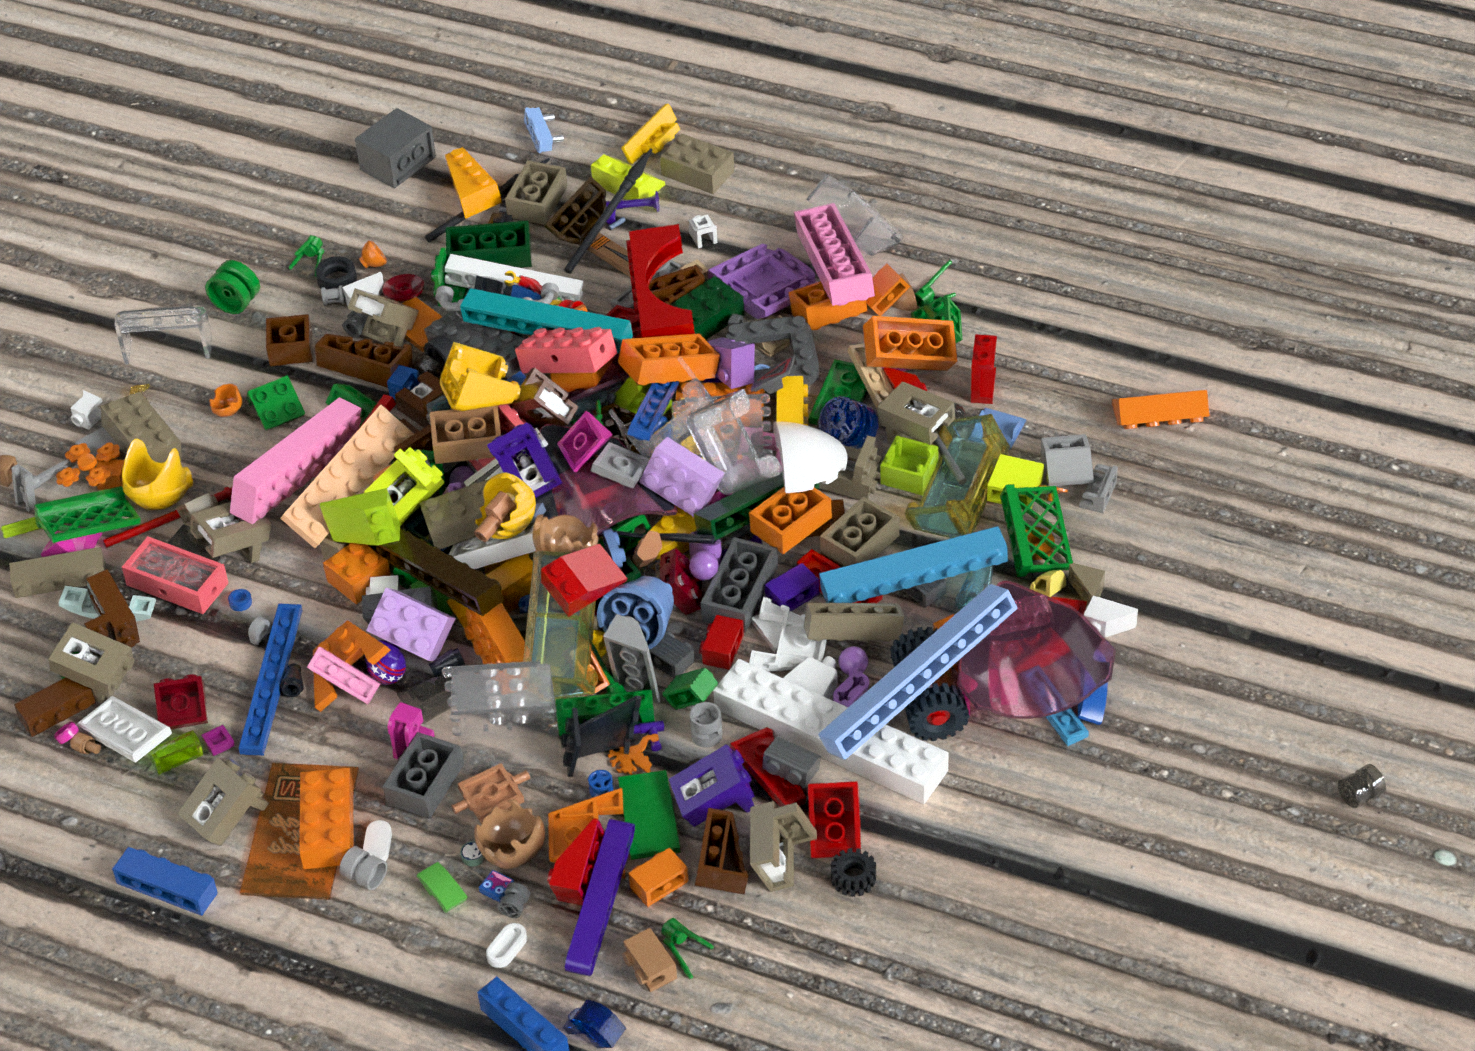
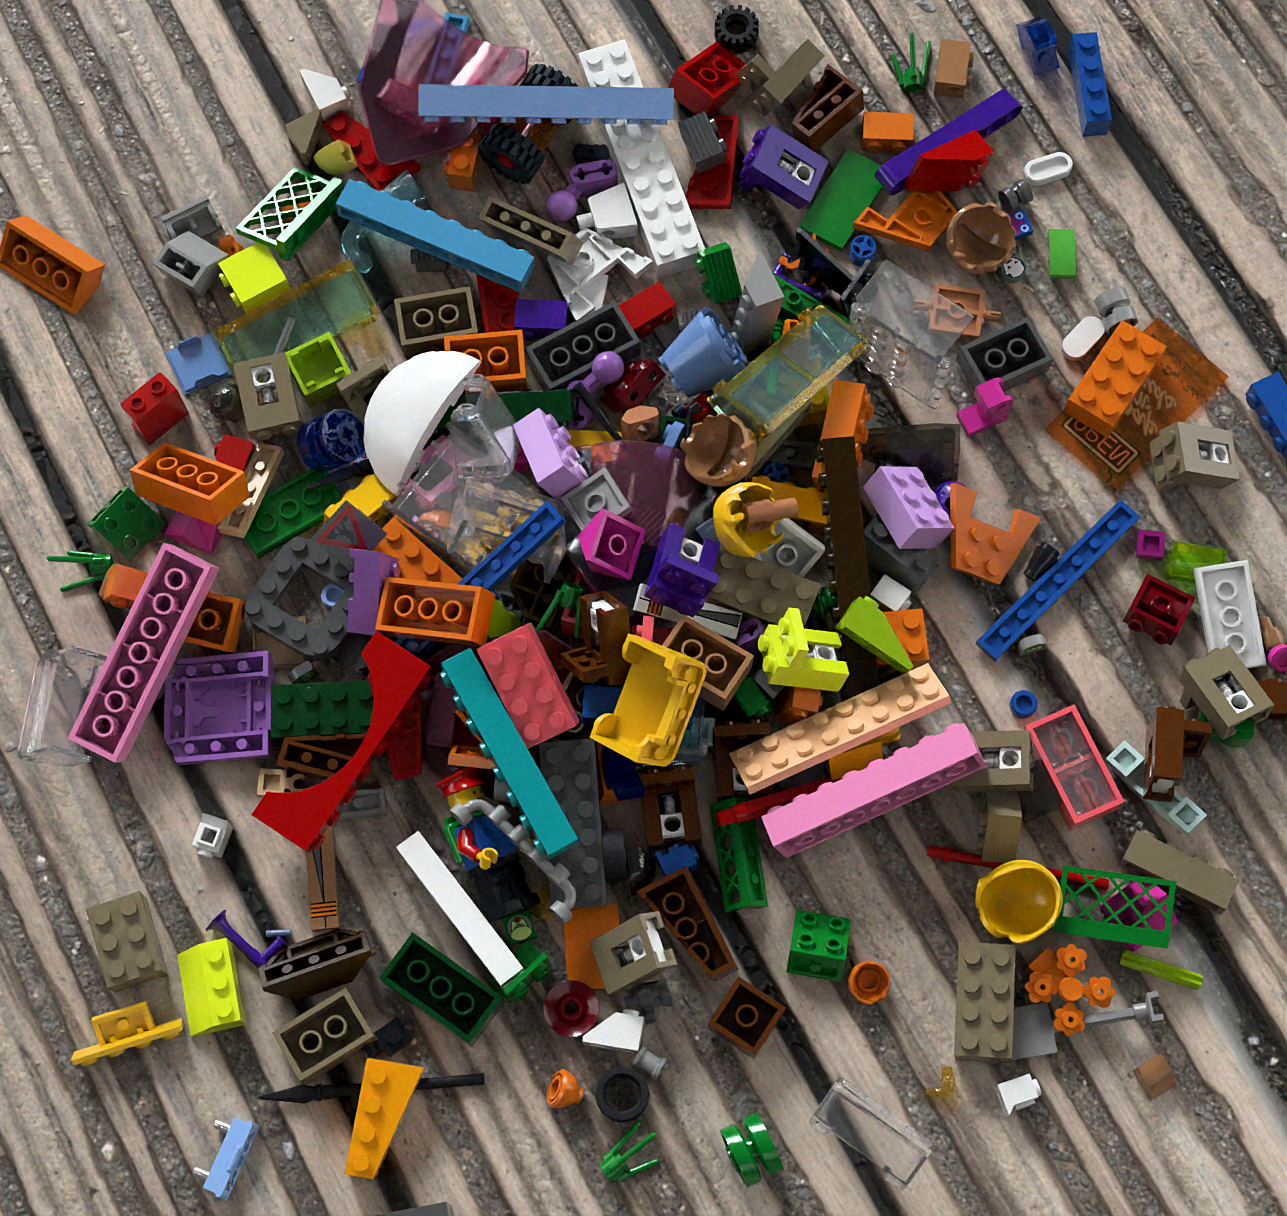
camera: 140 degrees left, 25 degrees up
(343, 675) = (1000, 516): bright pink tile -> none
(581, 578) = (751, 370): red slope -> none
(629, 180) = (216, 950): black piece -> none
(706, 724) = (736, 232): light grey wheel -> none

